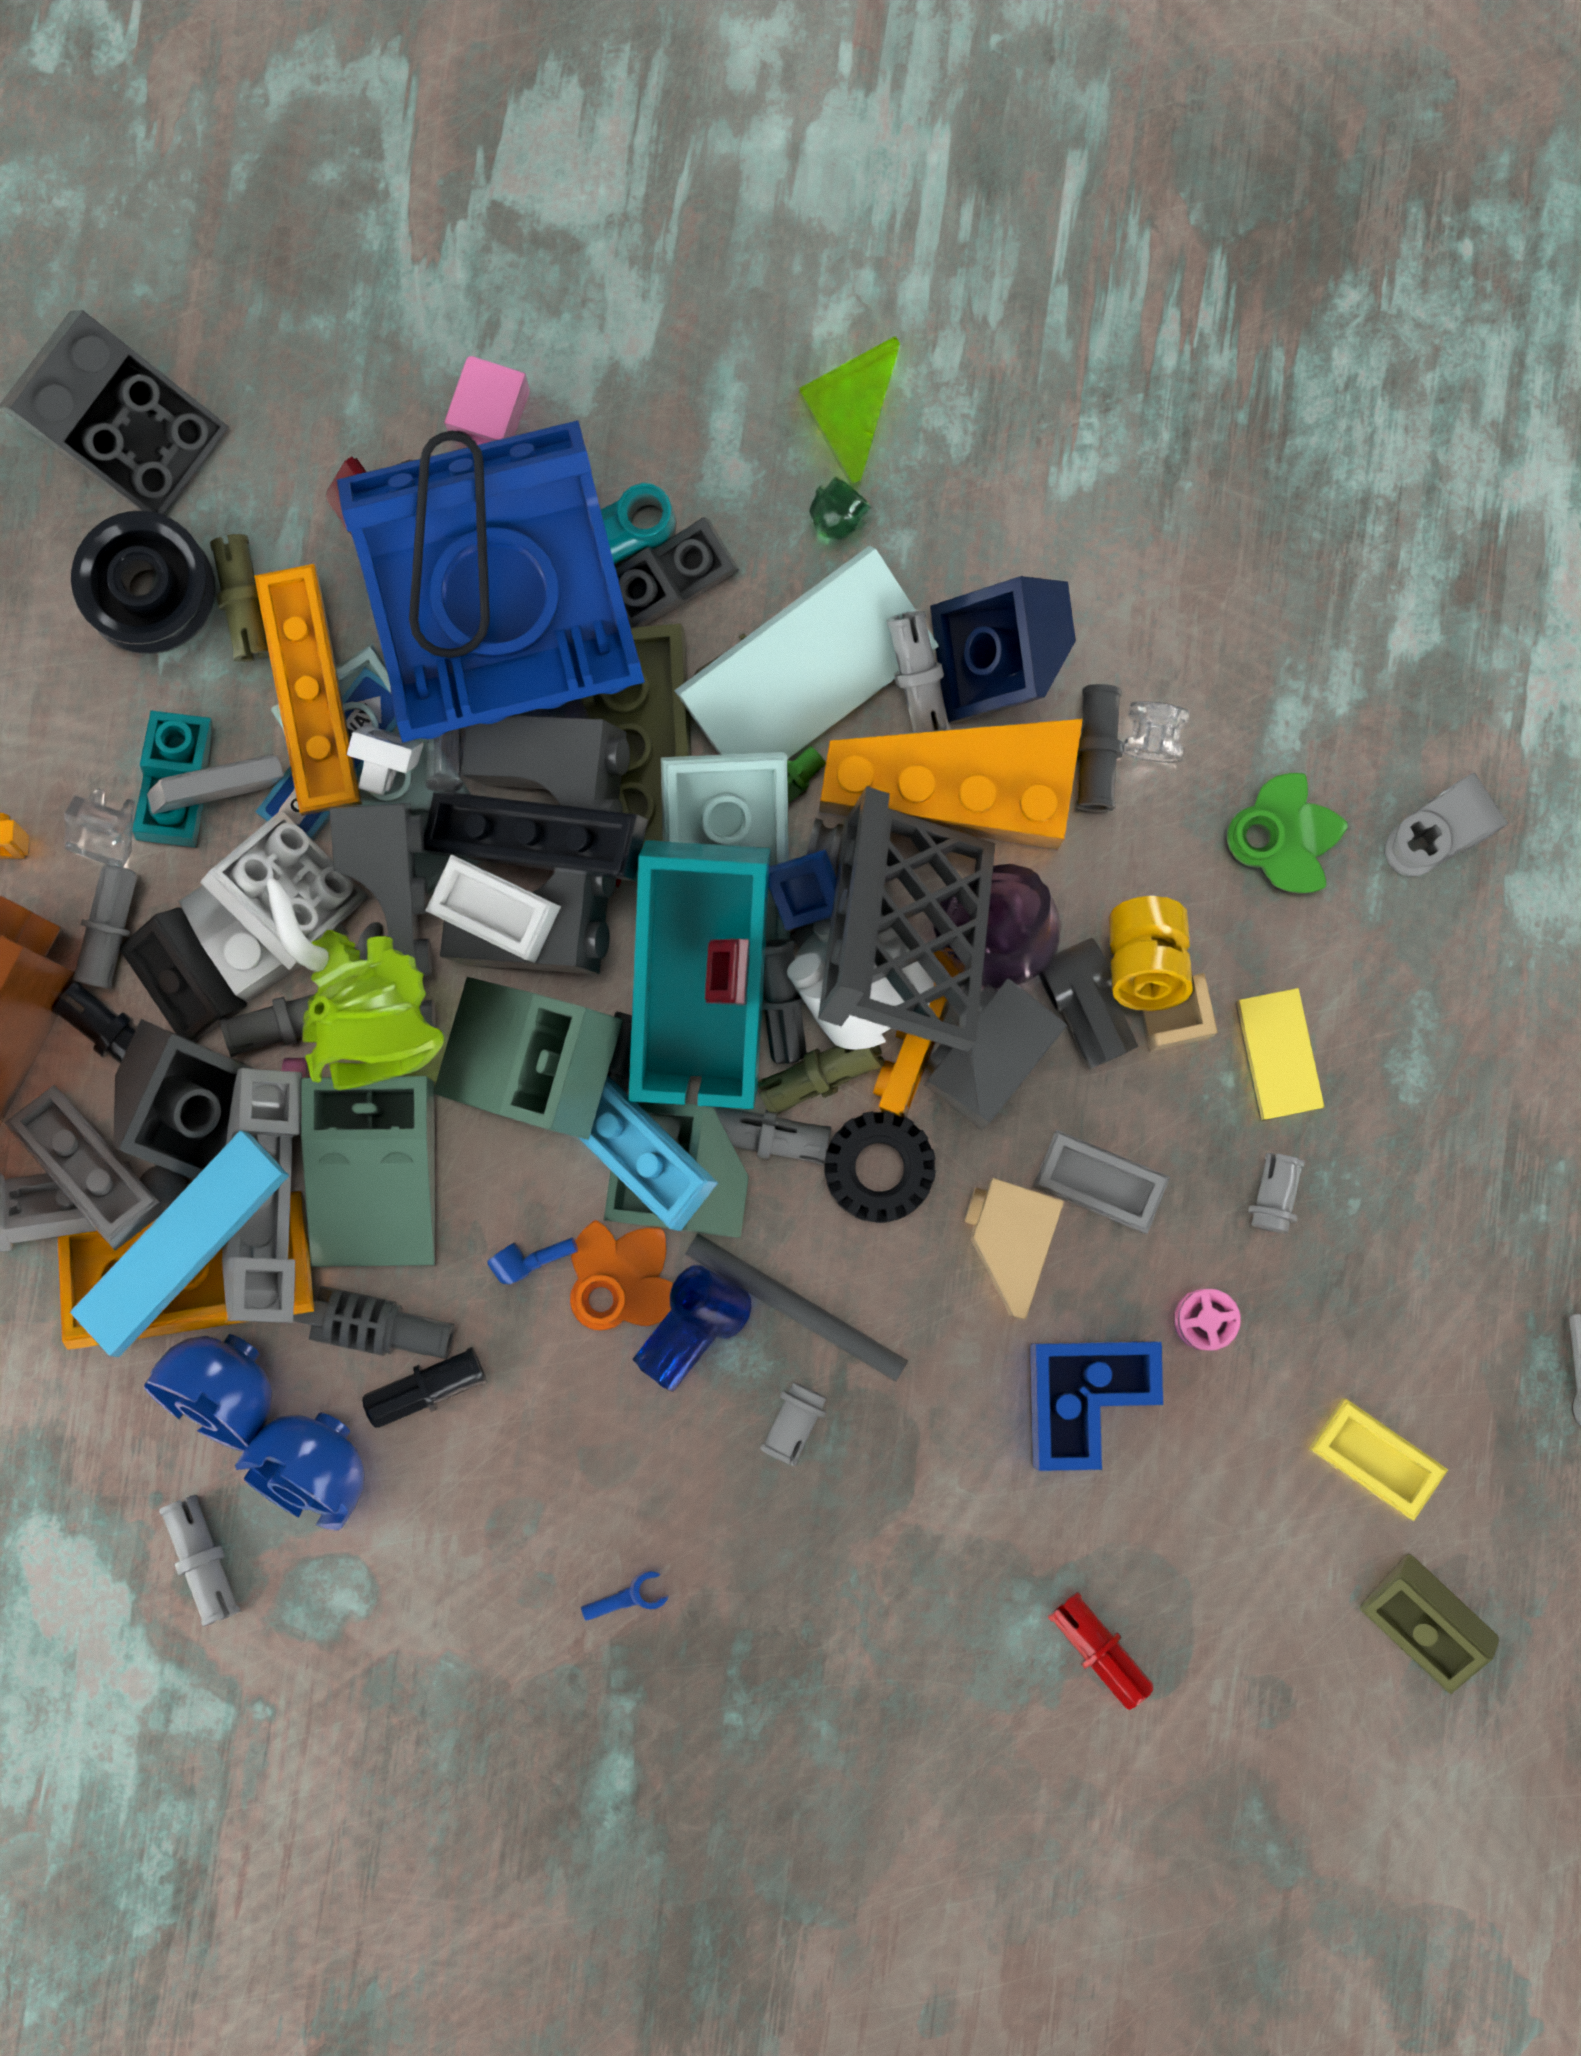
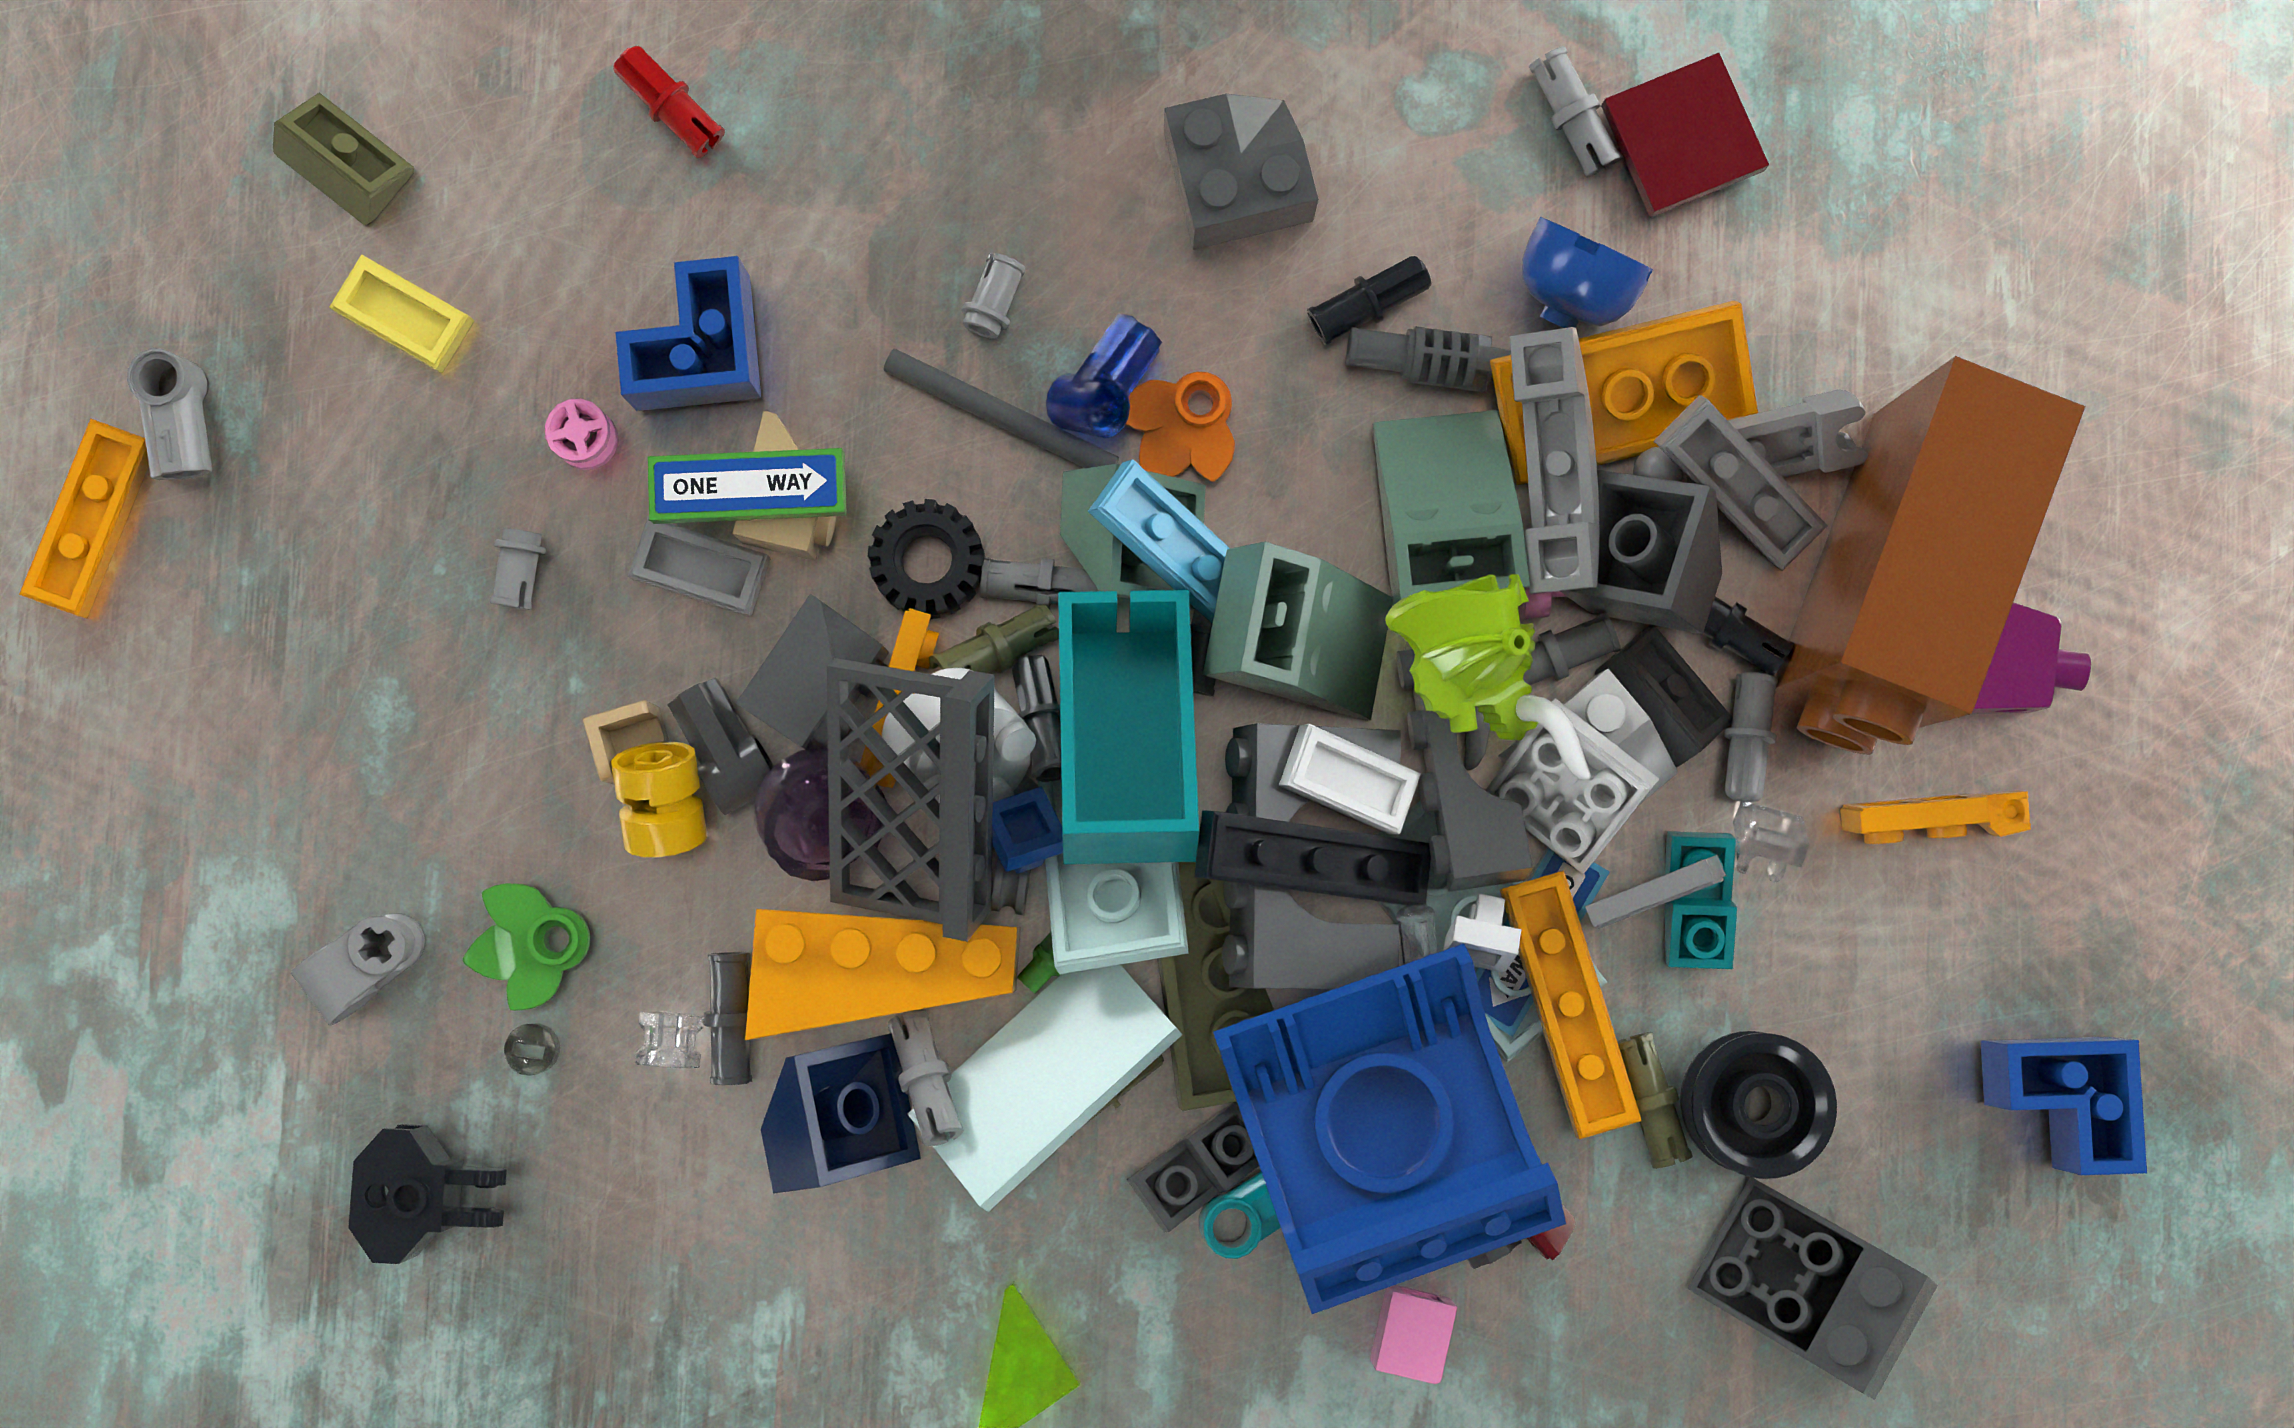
camera: 175 degrees right, 0 degrees up
(94, 1526) = (1684, 135): none -> dark red tile
(179, 1244) = (1634, 405): medium azure tile -> none
(306, 1467) = (1478, 208): blue cylinder -> none
(419, 543) = (1469, 1153): black piece -> none
(512, 1266) = (1293, 427): blue hand -> none
(539, 1531) = (1238, 167): none -> dark grey slope
(623, 1599) = (1142, 115): blue hand -> none
(727, 972) = (1095, 723): dark red slope -> none
(838, 510) = (1025, 1253): clear green plate -> none
(1045, 1243) = (747, 486): none -> tile
(1280, 1054) = (522, 713): light yellow tile -> none
(1284, 748) = (532, 1035): none -> clear smoke hinge
(1393, 609) = (420, 1196): none -> black hinge

